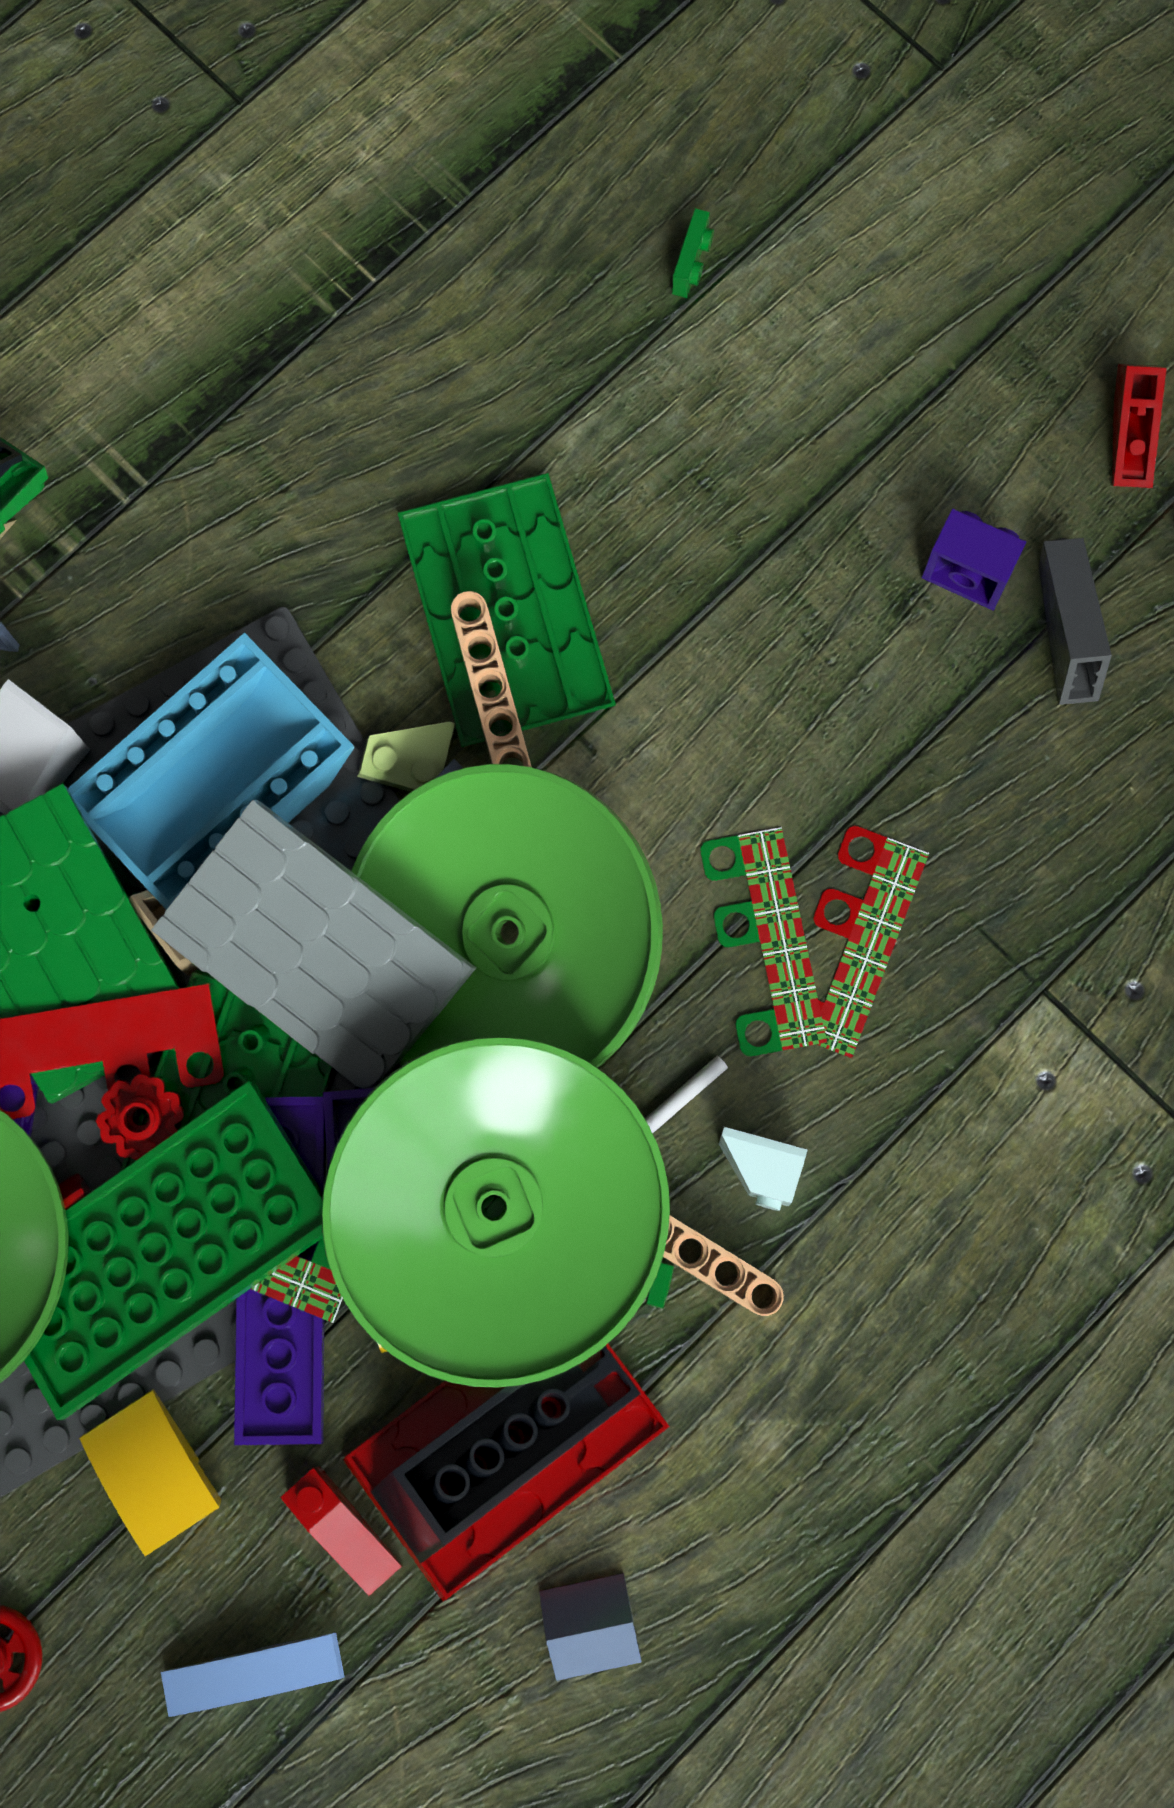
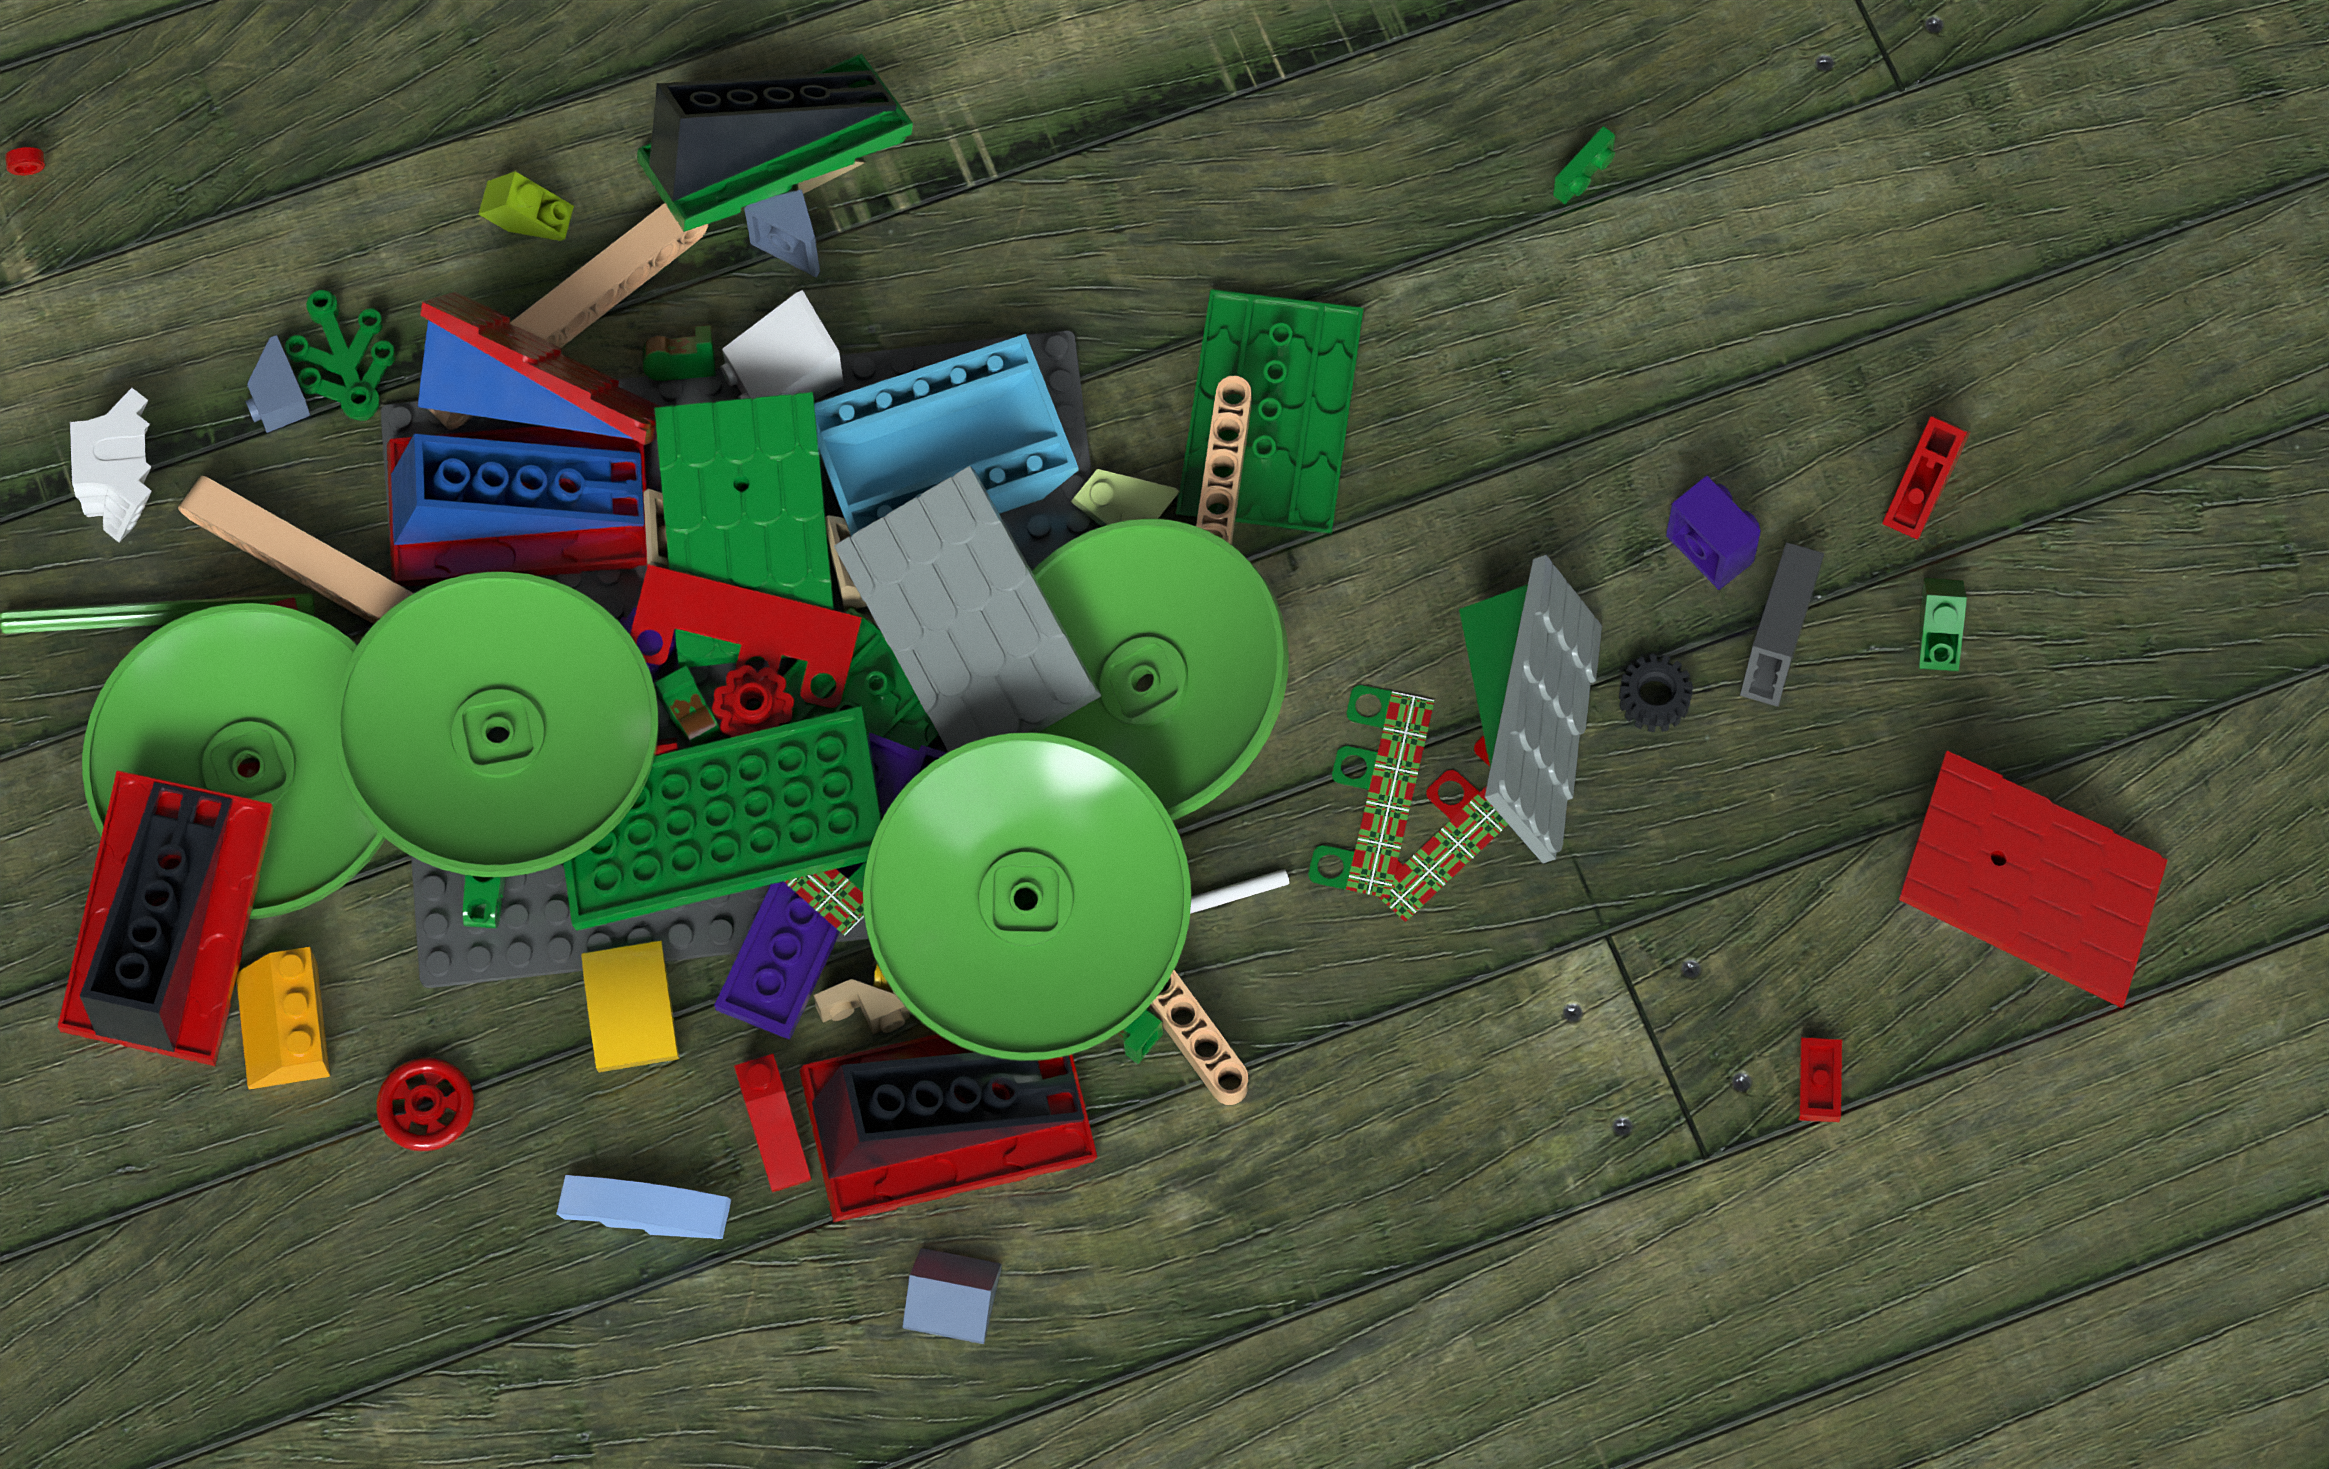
camera: 20 degrees right, 10 degrees down
(77, 1142) = (687, 707): none -> green leg
(354, 1375) = (880, 1008): none -> tan slope
(764, 1166) = (1283, 969): light aqua slope -> none
(869, 771) = (1532, 682): none -> light grey piece
(989, 713) = (1662, 672): none -> black tyre

